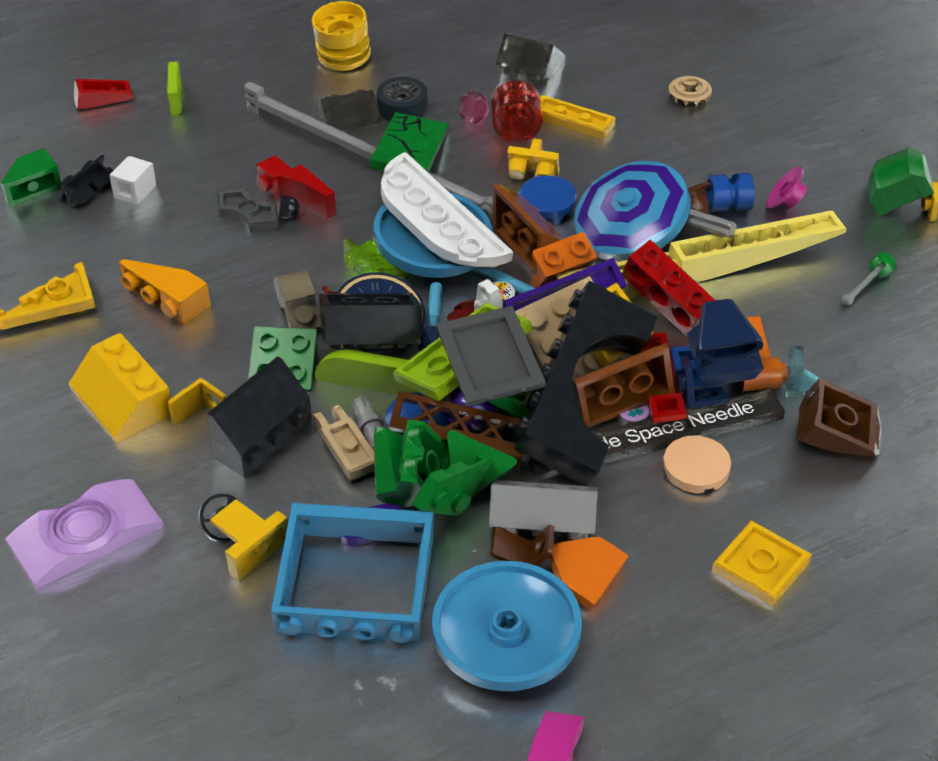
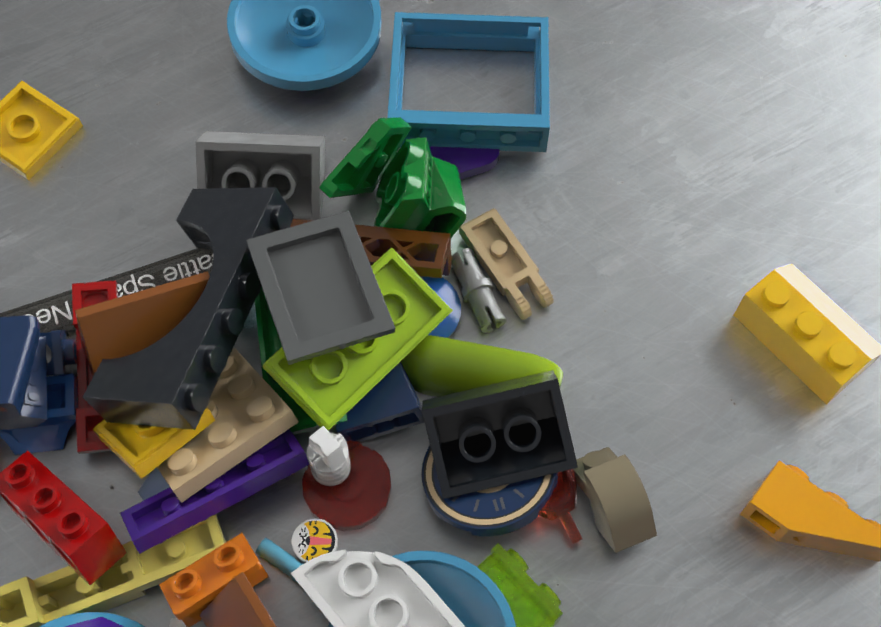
camera: 175 degrees right, 20 degrees up
(83, 531) = (778, 139): lavender slope -> none
(192, 399) = (700, 321): yellow bracket -> none
(253, 536) = (606, 121): yellow piece -> none
(259, 418) = (613, 267): black slope -> none
(293, 345) = (611, 393): green hinge -> none
(434, 303) = (412, 497): medium azure piece -> none
(465, 450) = (357, 205): green piece -> none
(511, 547) = (294, 121): reddish brown bracket -> none
(587, 567) = (219, 105): orange slope -> none
(696, 464) = (72, 252): light nougat tile -> none

